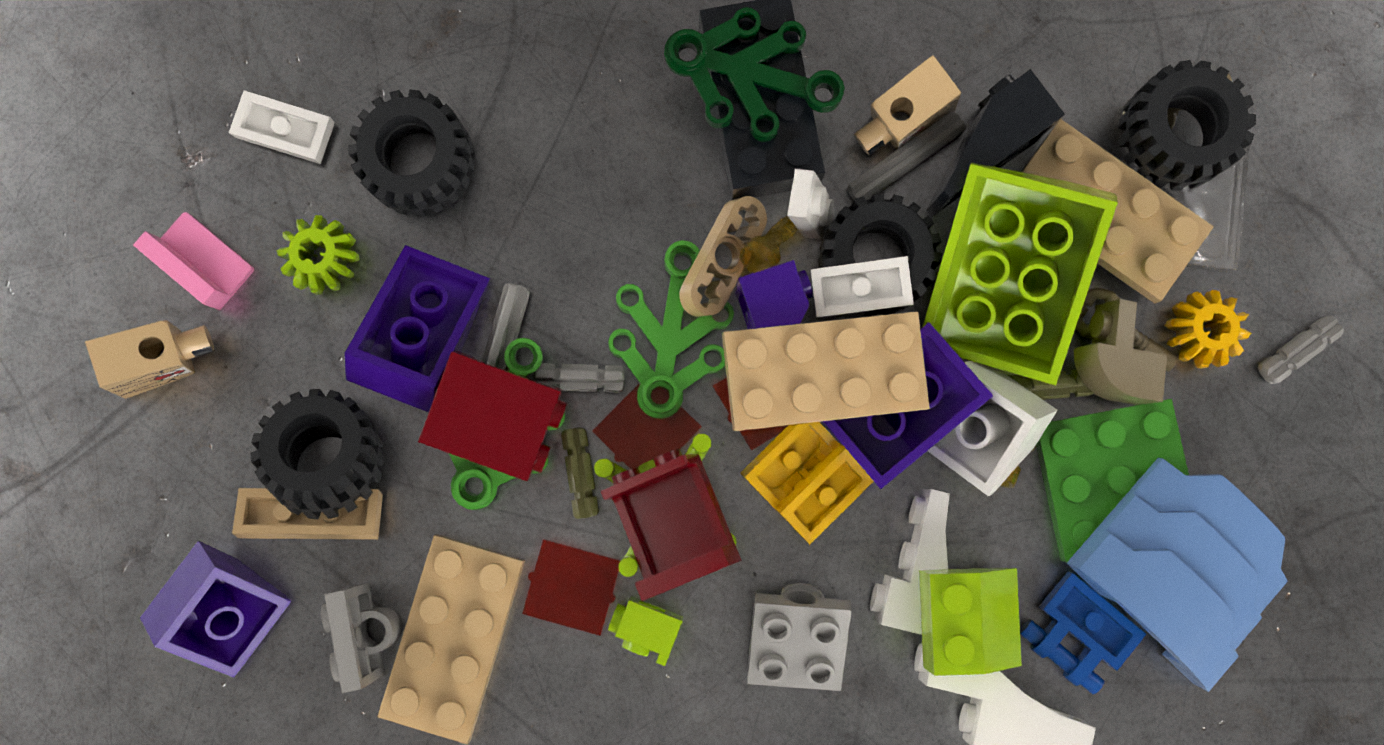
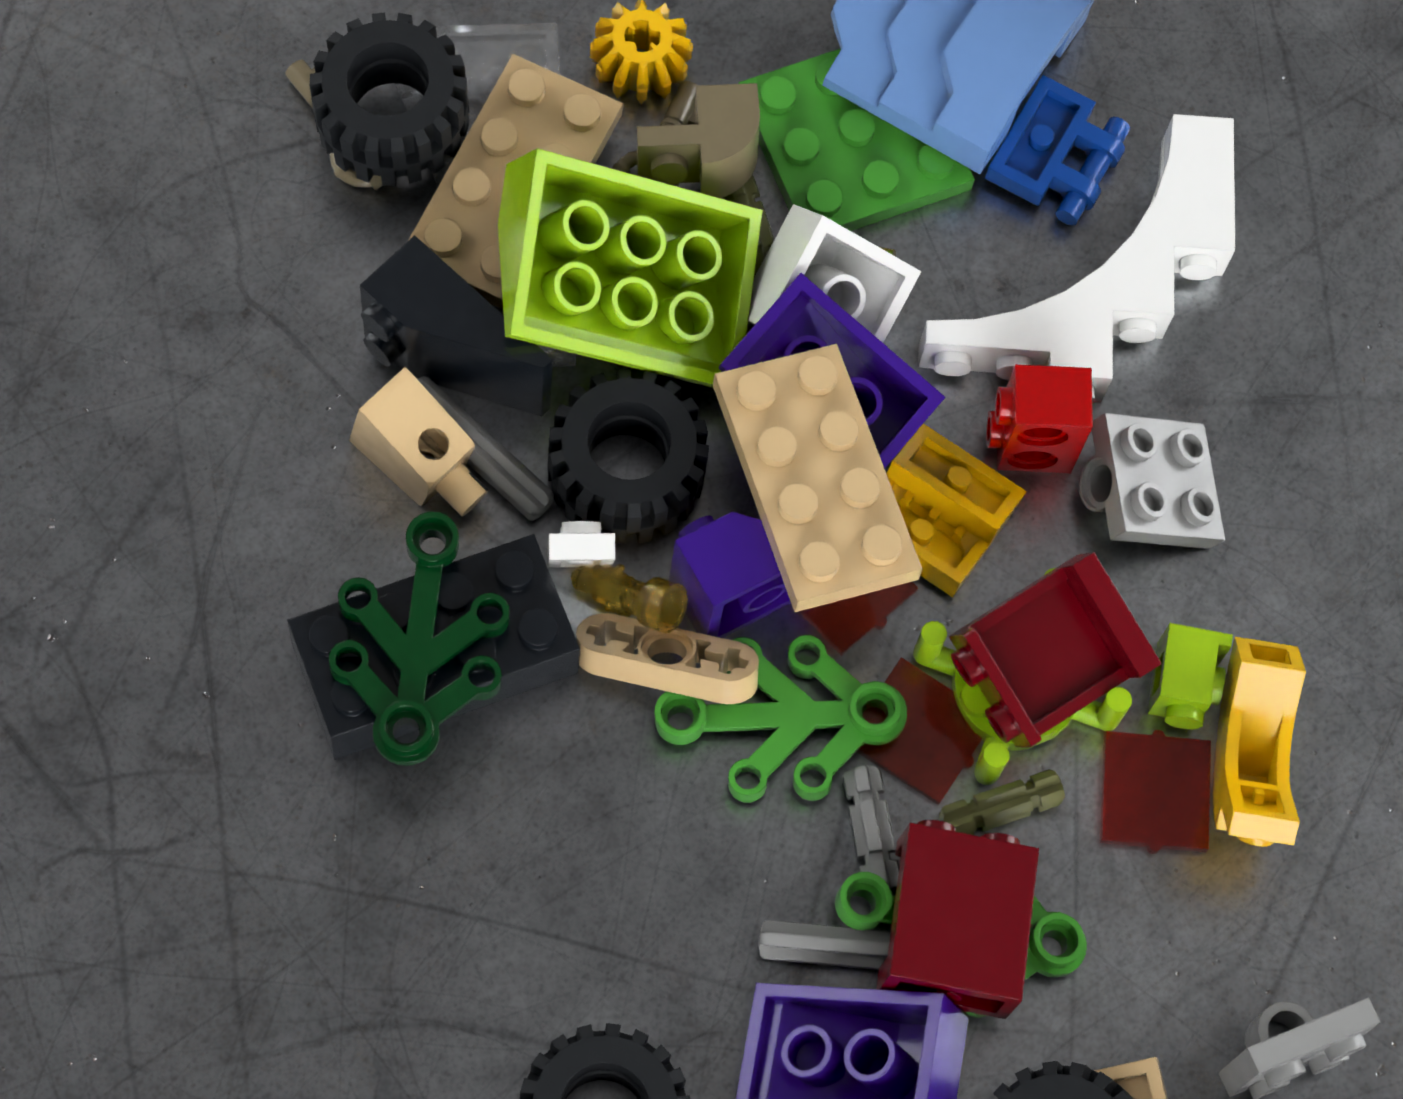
camera: 110 degrees left, 15 degrees down
(451, 639) = (1263, 936): tan plate -> none
(580, 663) = (1255, 743): none -> yellow arch
(857, 562) = (1041, 418): none -> red brick
(862, 287) = (690, 454): white plate -> none
(970, 620) = (1084, 272): lime slope -> none

